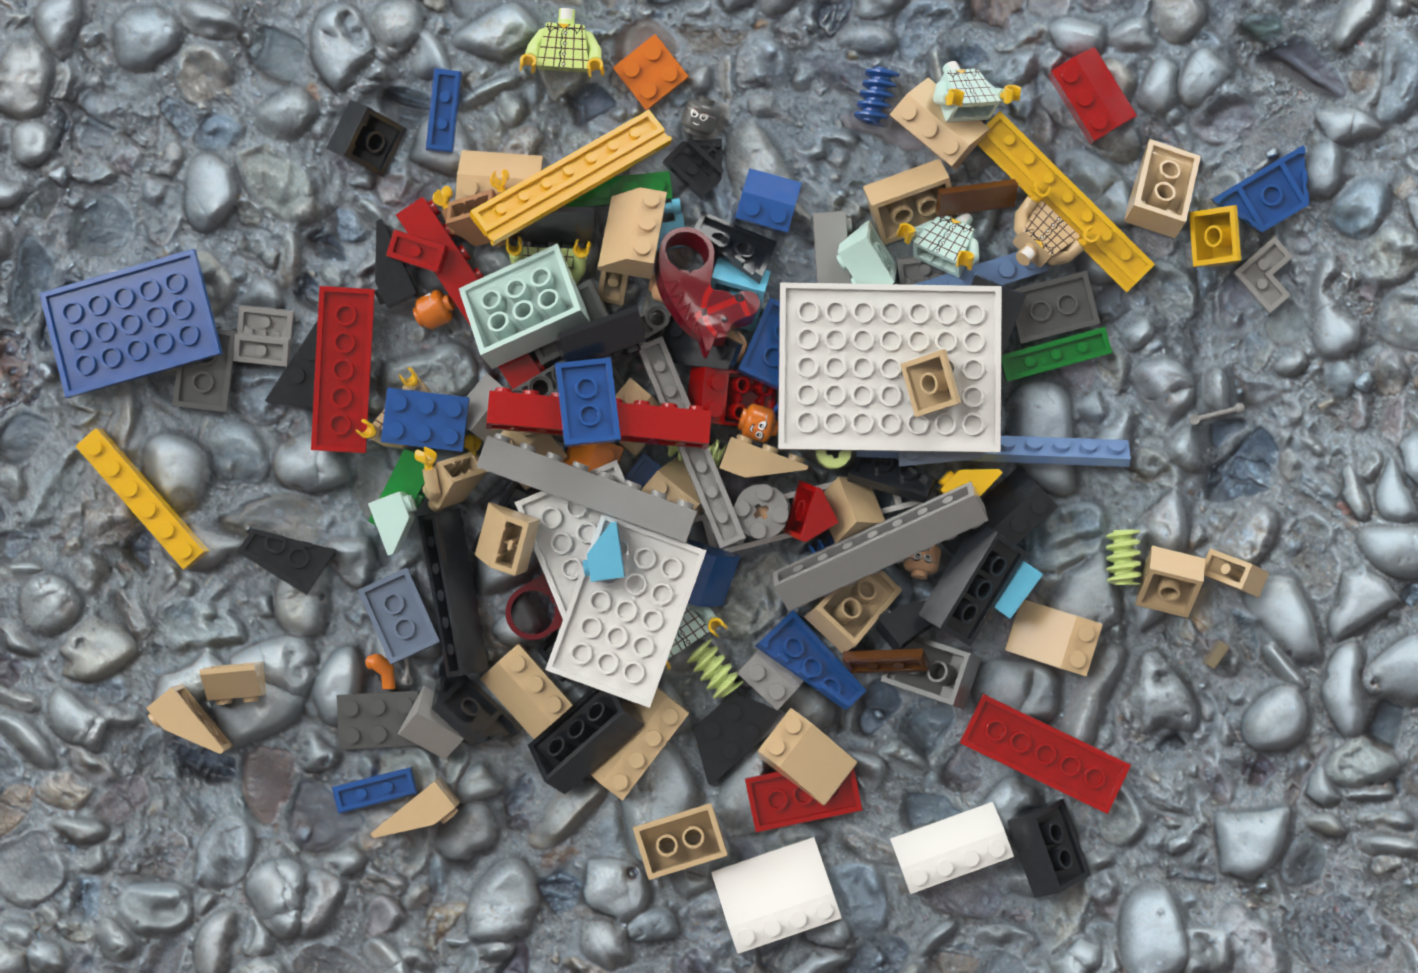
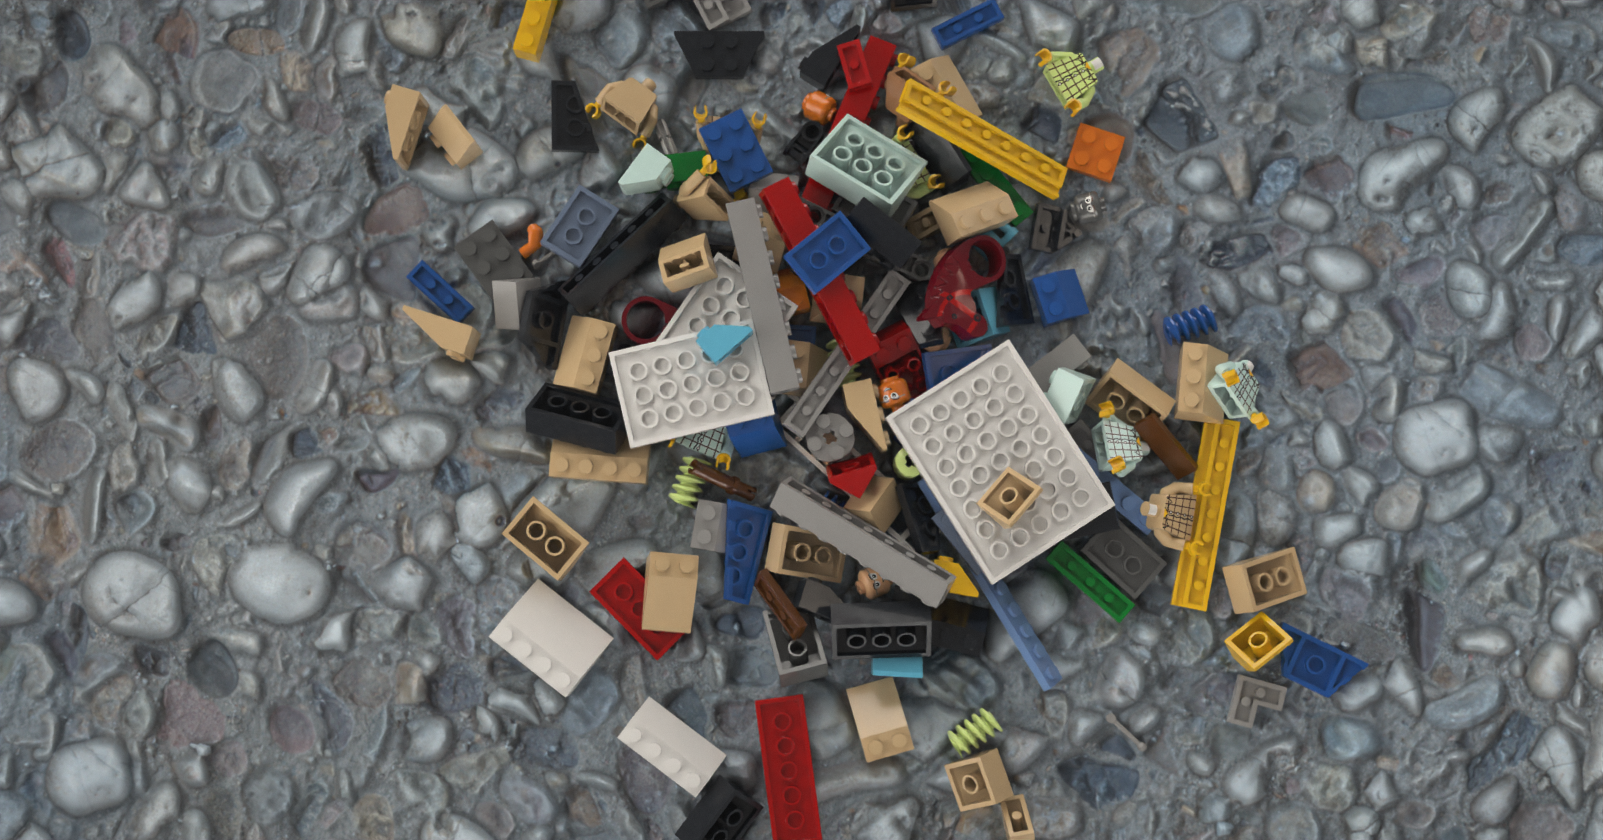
camera: 60 degrees right, 5 degrees down
(312, 491) = (630, 105): none -> tan torso
(342, 368) = (733, 69): red plate -> none
(361, 476) = (664, 136): none -> light grey piece
(459, 349) = (802, 146): none -> black piece
(732, 732) = (652, 526): black wing -> none
(742, 633) = (731, 484): none -> reddish brown pin
(1091, 95) = (1297, 482): red slope -> none

